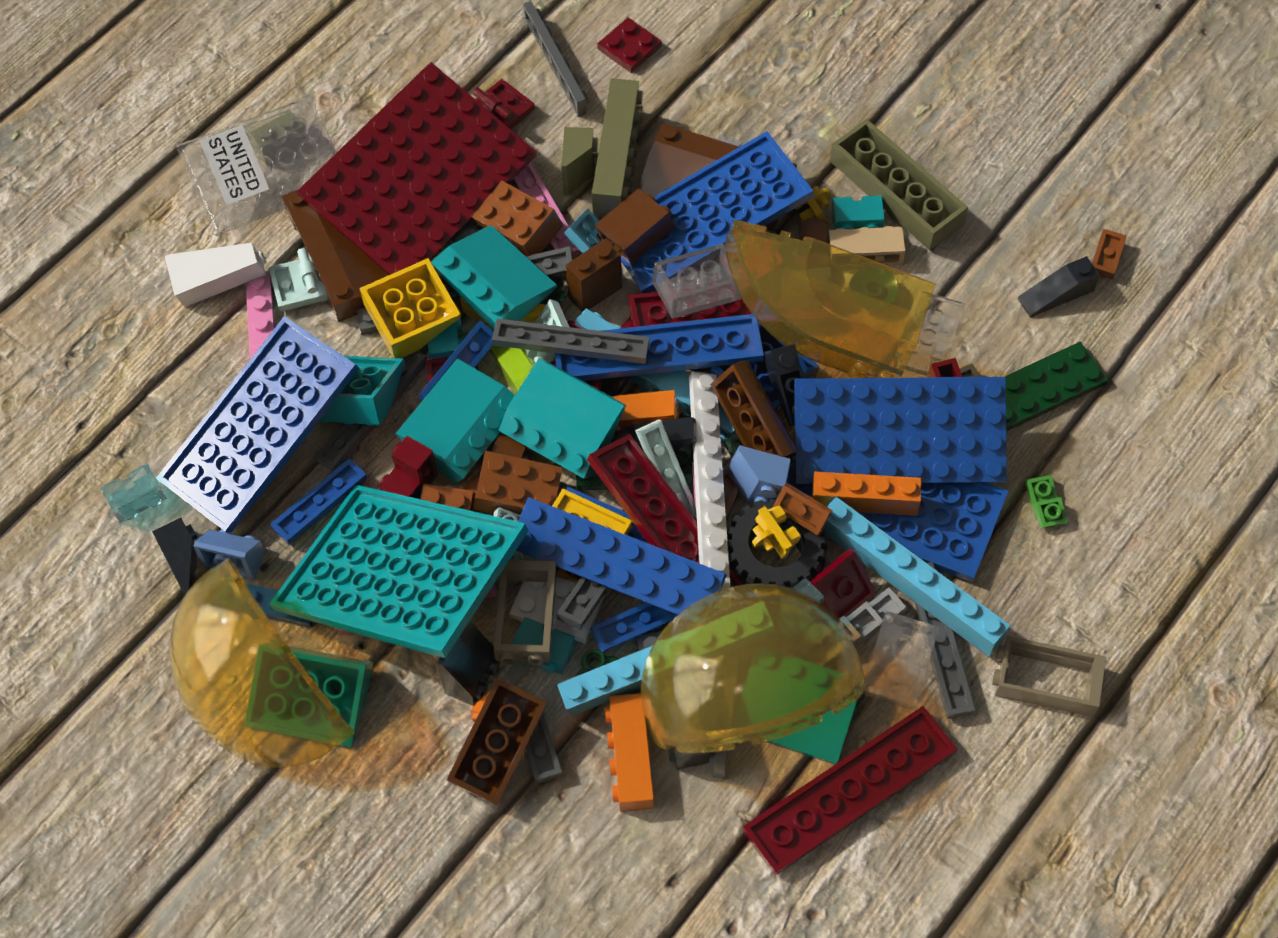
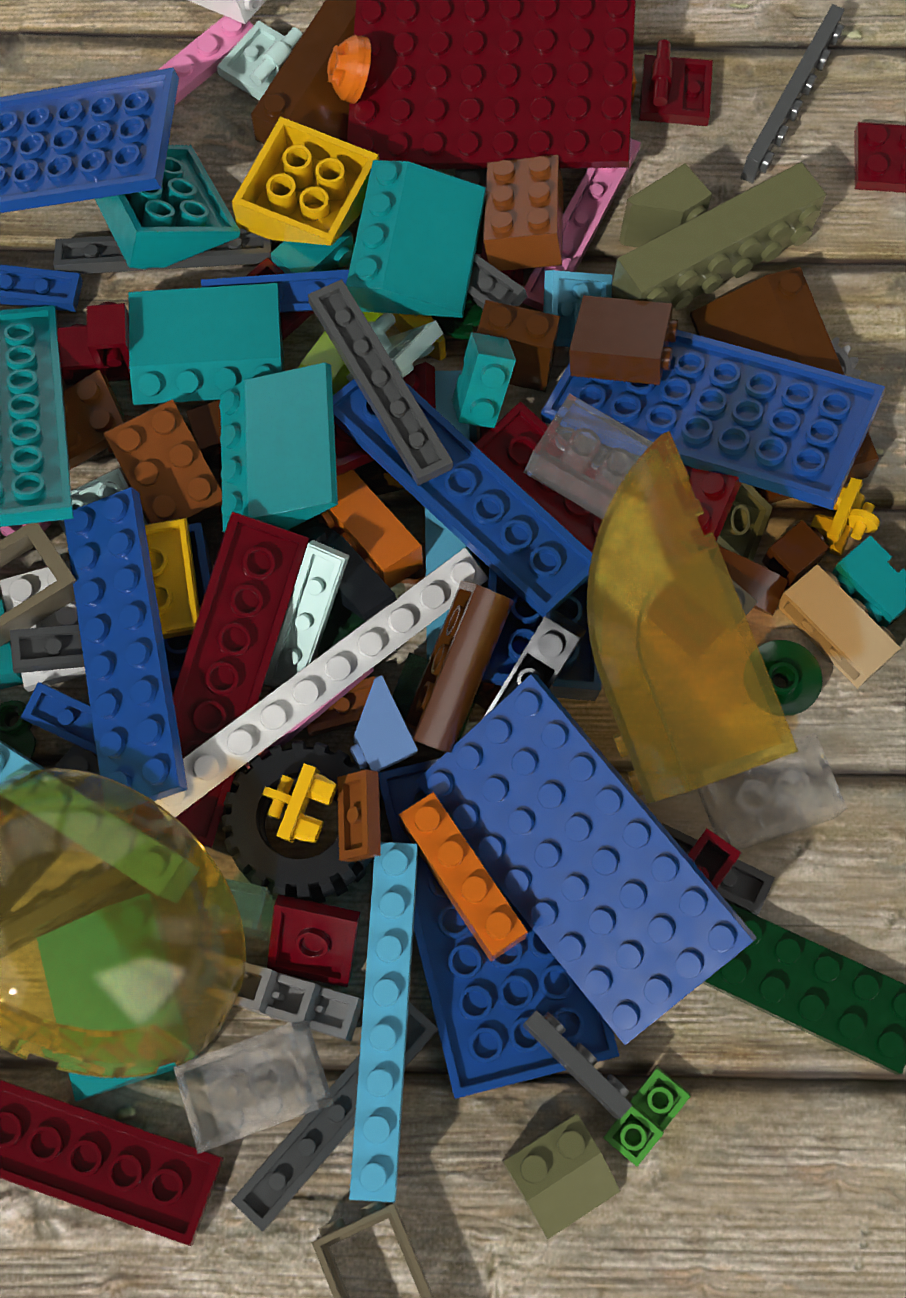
camera: 50 degrees right, 10 degrees up
(363, 235) = (350, 67): none -> orange piece
(609, 297) = (483, 380): none -> teal brick
(1000, 507) = (579, 1063): none -> dark grey plate
(1046, 557) = (561, 1175): none -> olive slope

